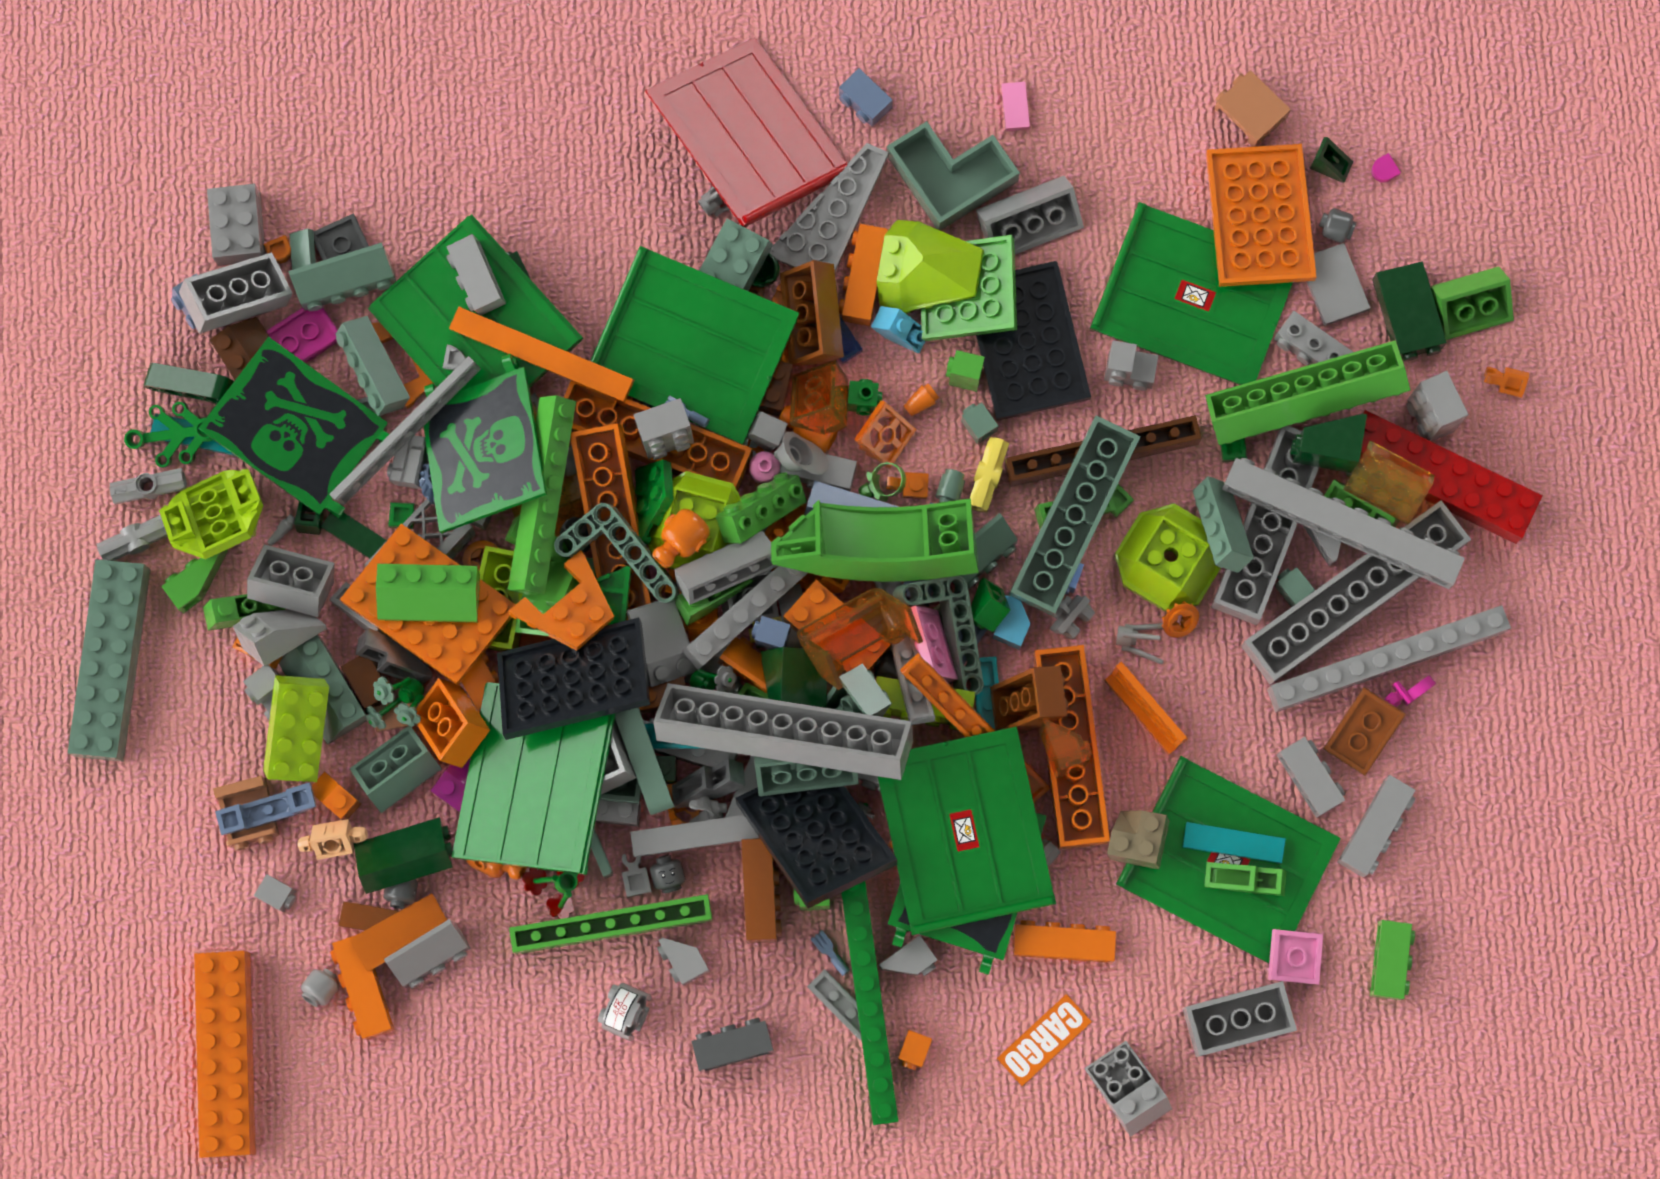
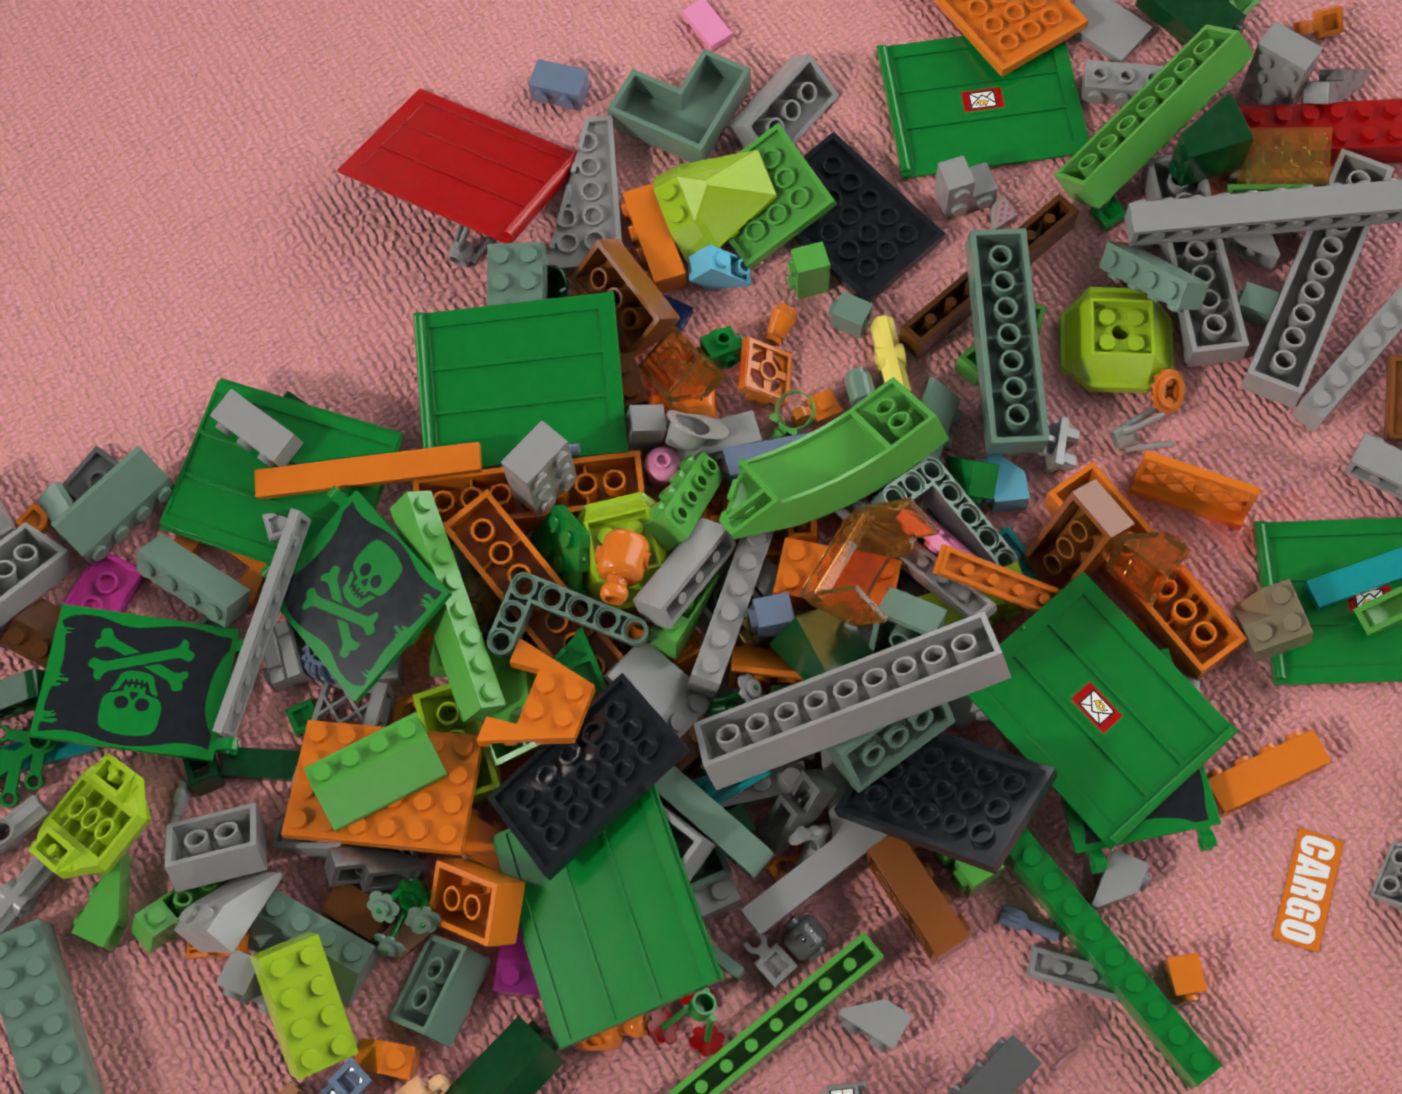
camera: 25 degrees left, 10 degrees down
(1148, 402) = (1002, 214): none -> light grey tile
(1476, 442) = (1334, 85): none -> flat silver slope

